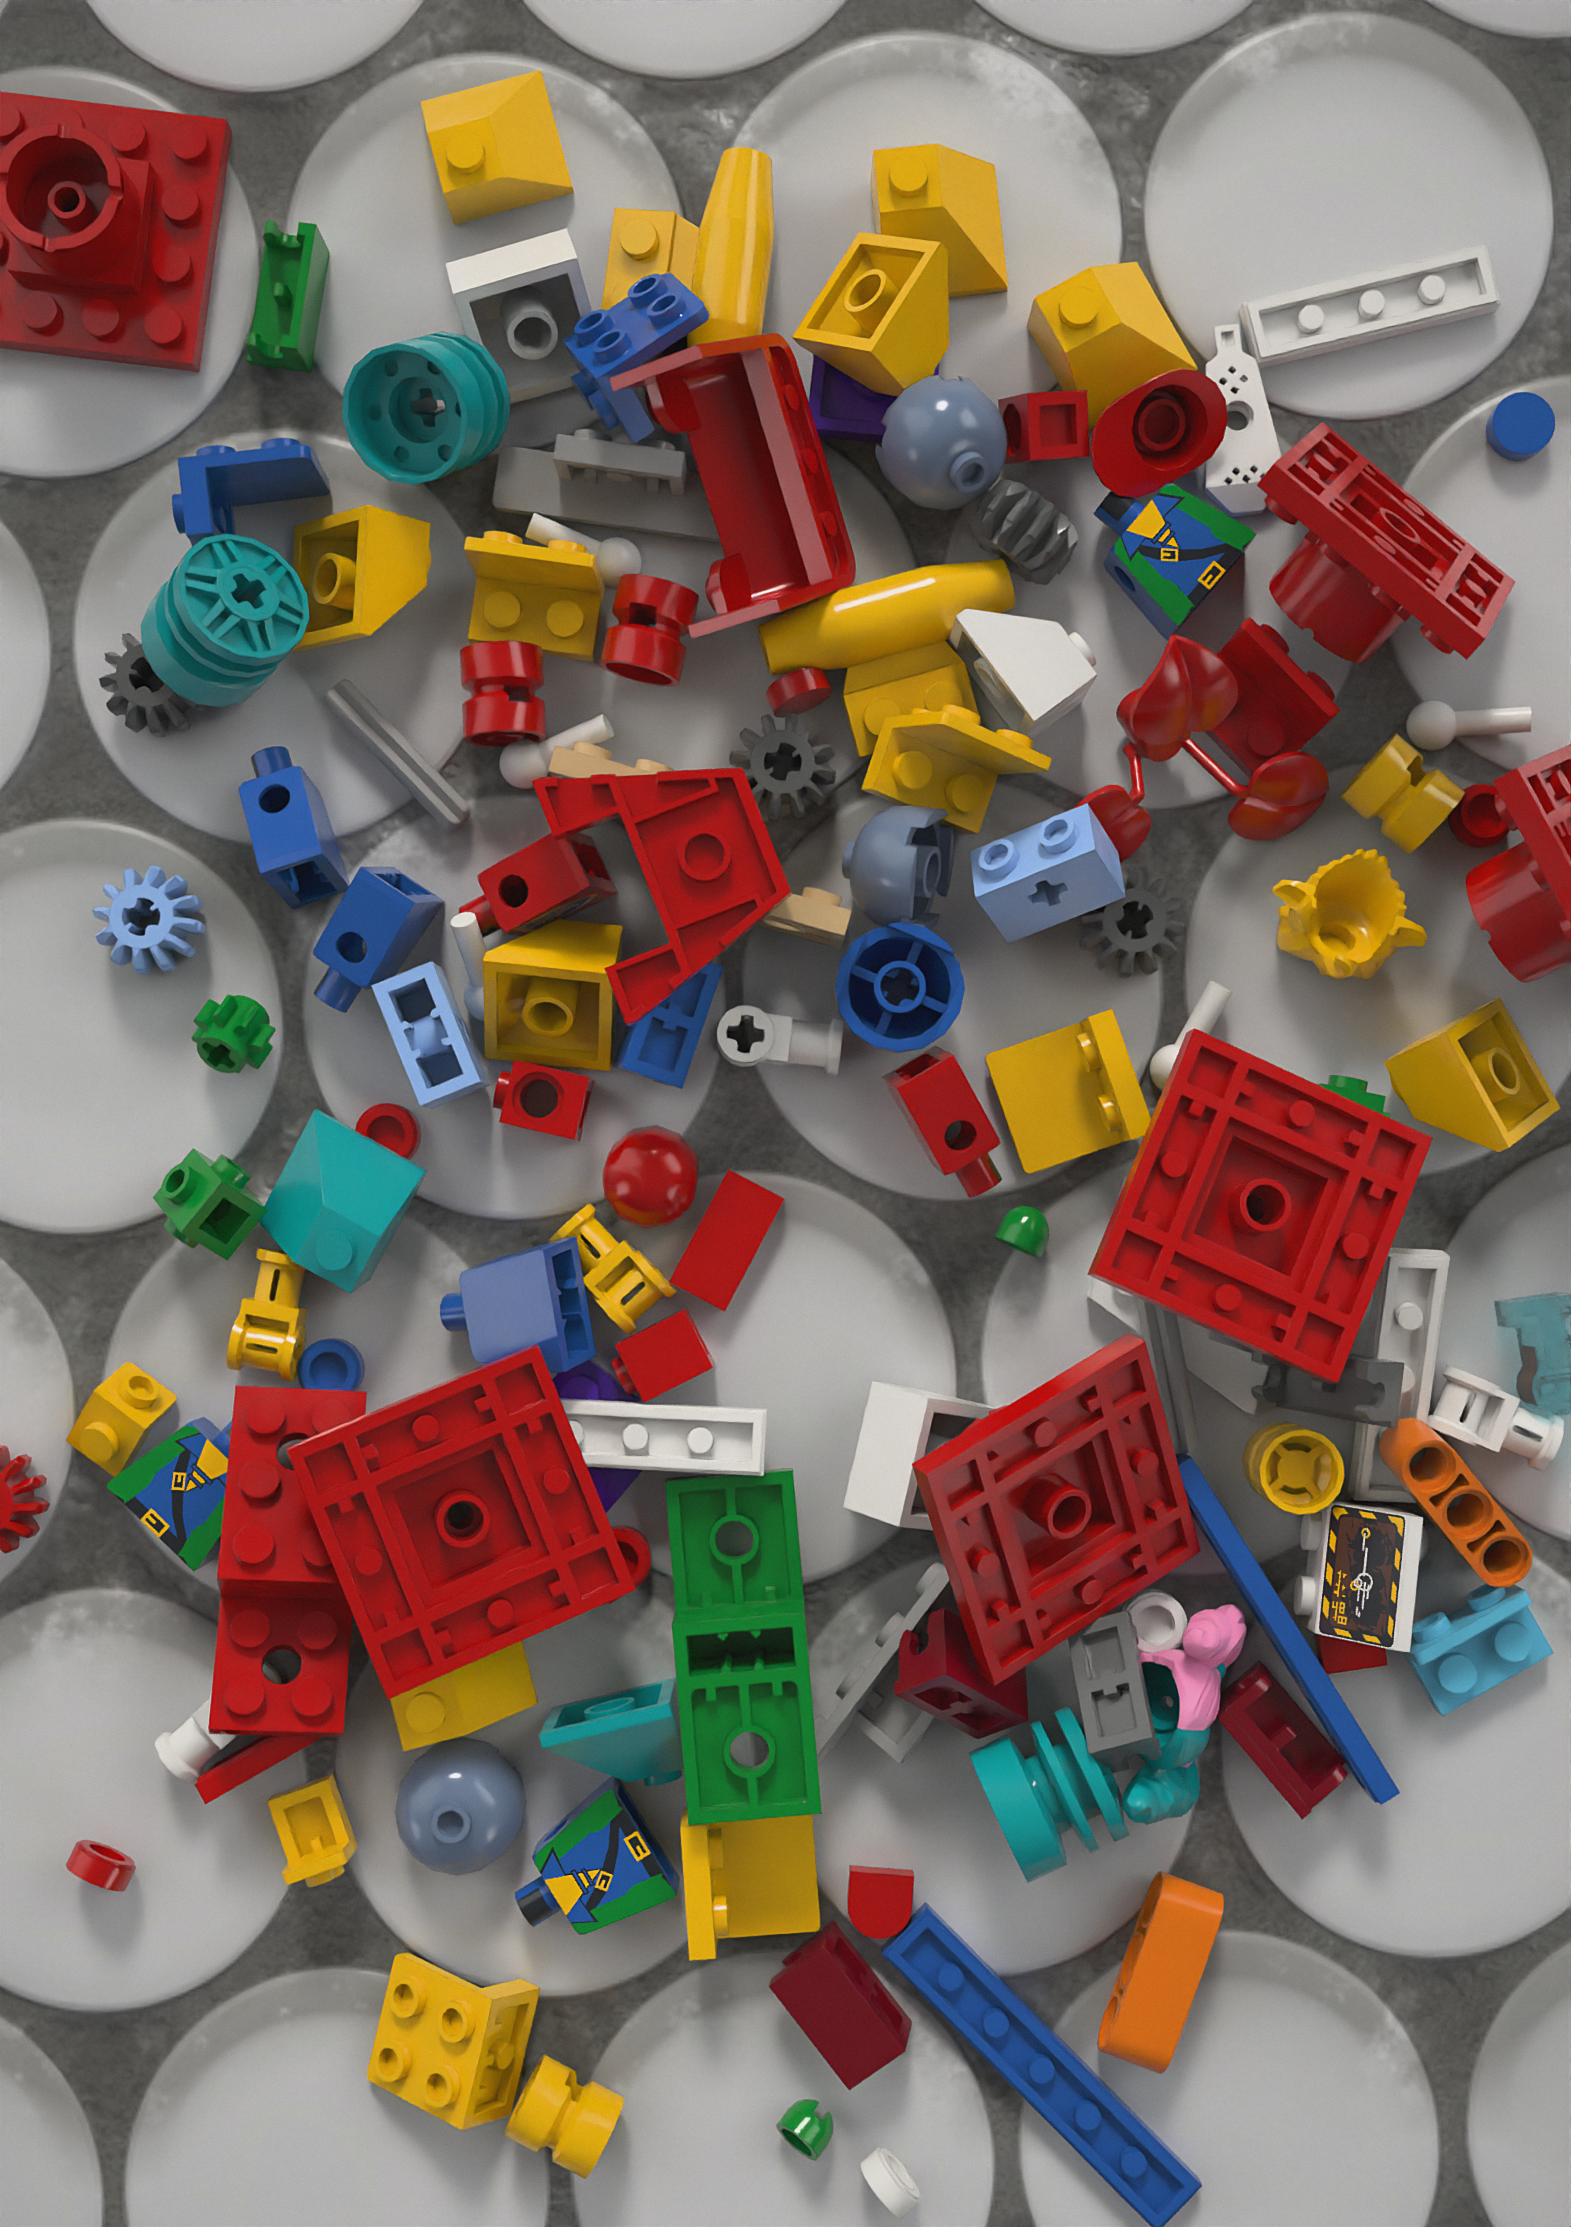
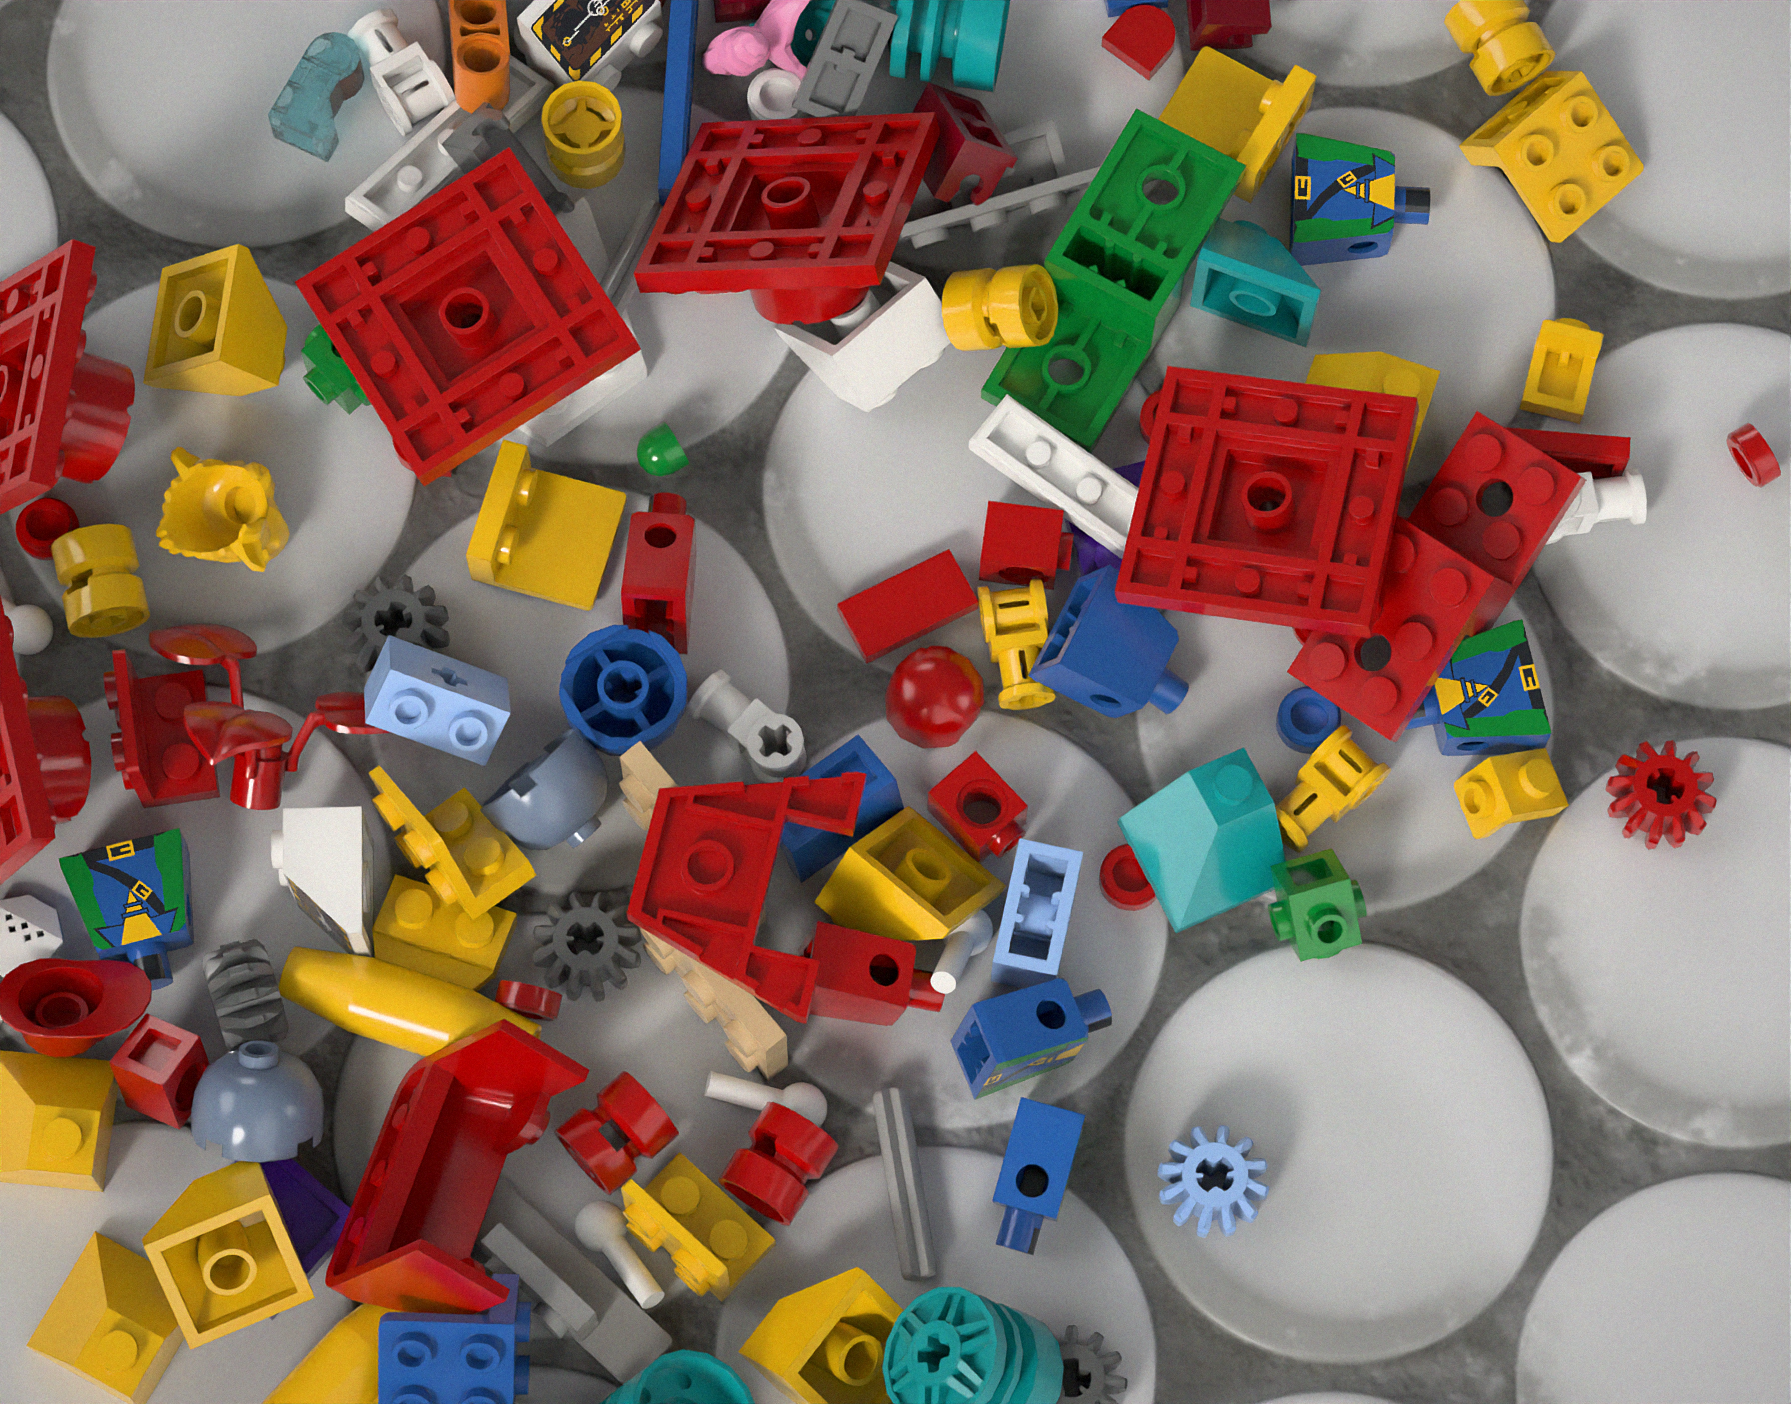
camera: 150 degrees left, 15 degrees down
(233, 1034) = (1204, 1035): green gear -> none
(460, 1806) = (1431, 313): sand blue cylinder -> none
(824, 1547) = (999, 307): none -> yellow wheel
(1202, 1018) = (440, 502): white bar -> none

